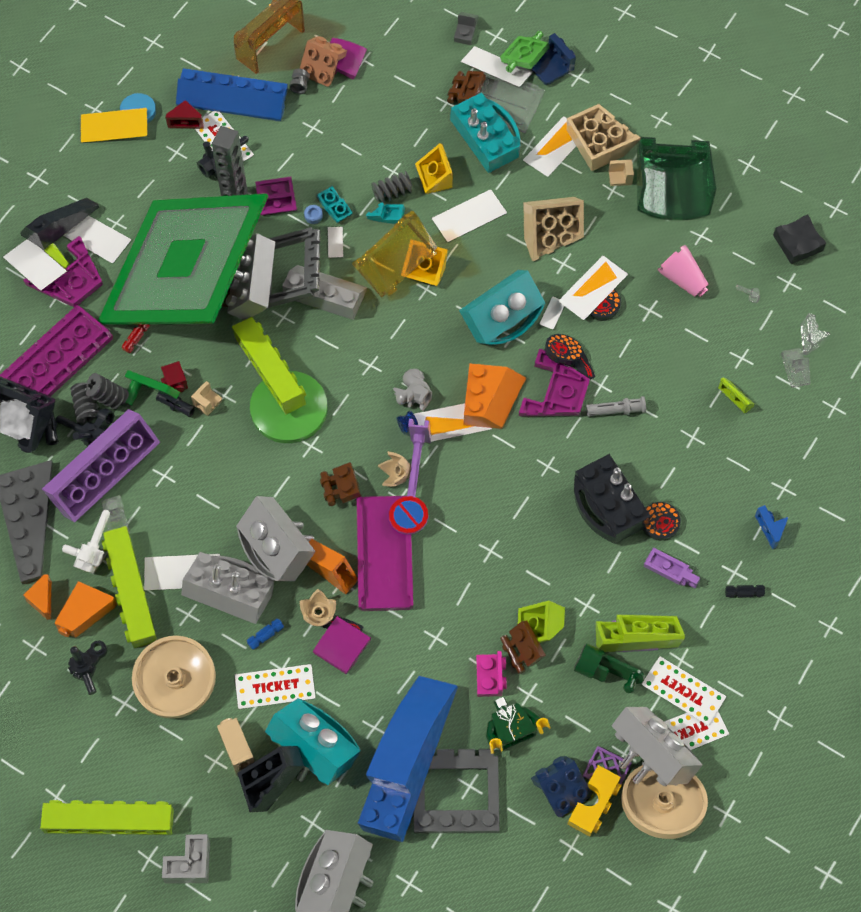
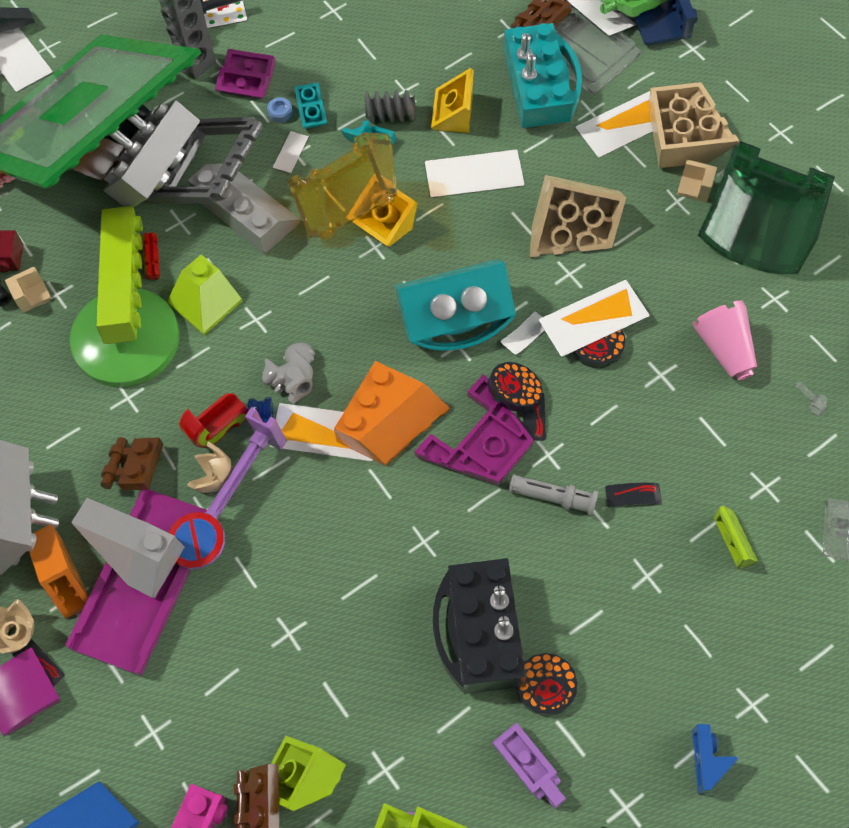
camera: 25 degrees right, 0 degrees up
(278, 344) = (151, 256): none -> red axle
(329, 361) = (203, 295): none -> lime slope
(372, 531) = (129, 545): none -> light grey wedge
(381, 438) = (214, 421): none -> red animal
(663, 391) = (633, 494): none -> black sticker

